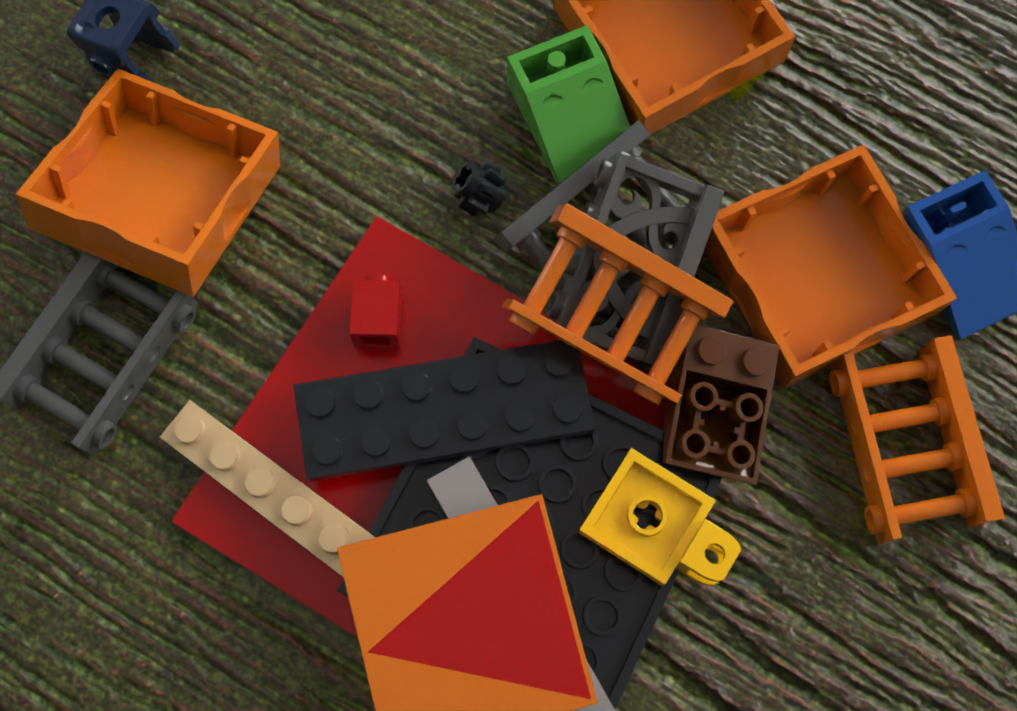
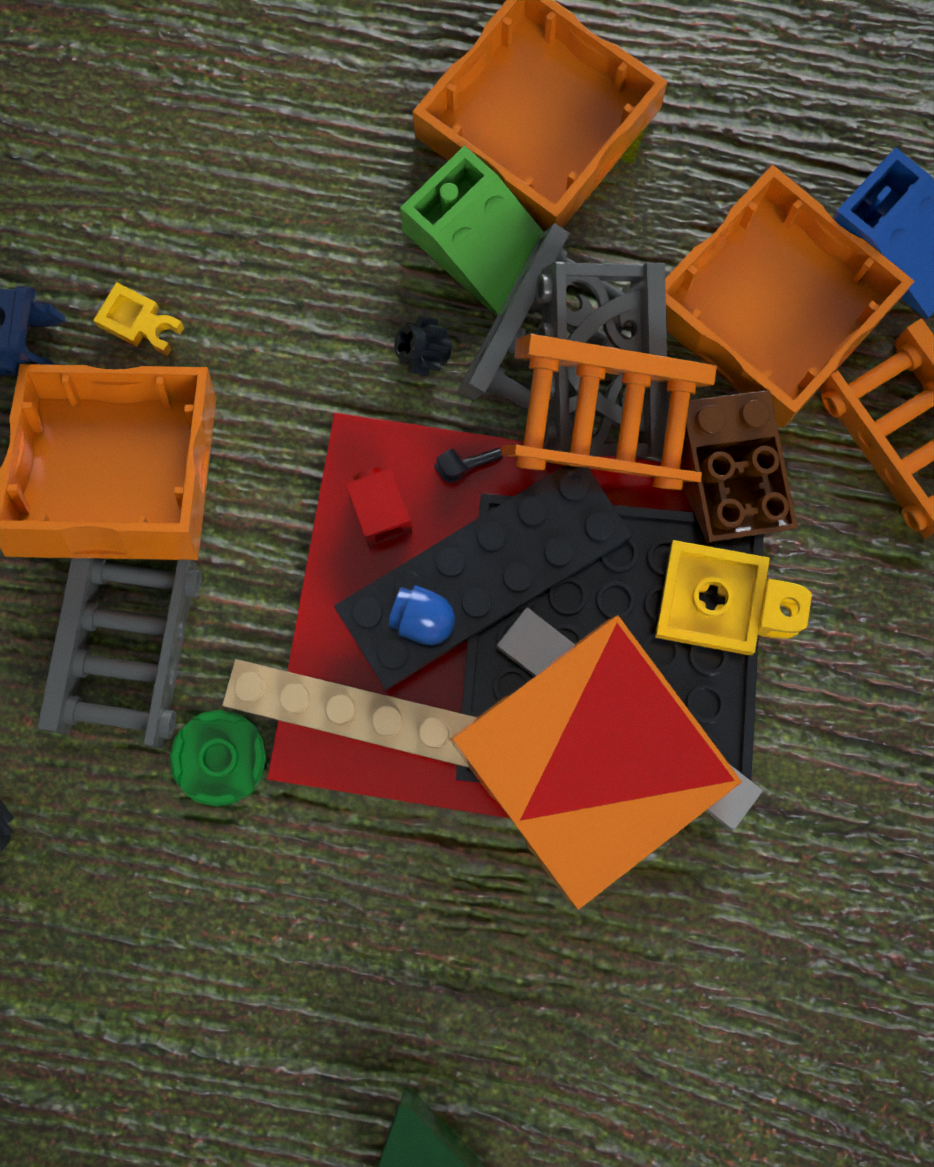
camera: 20 degrees left, 5 degrees up
(138, 484) = (218, 758): none -> green tile
(239, 68) = (135, 317): none -> yellow plate
(366, 424) = (422, 616): none -> blue piece
(460, 306) = (453, 468): none -> black hand

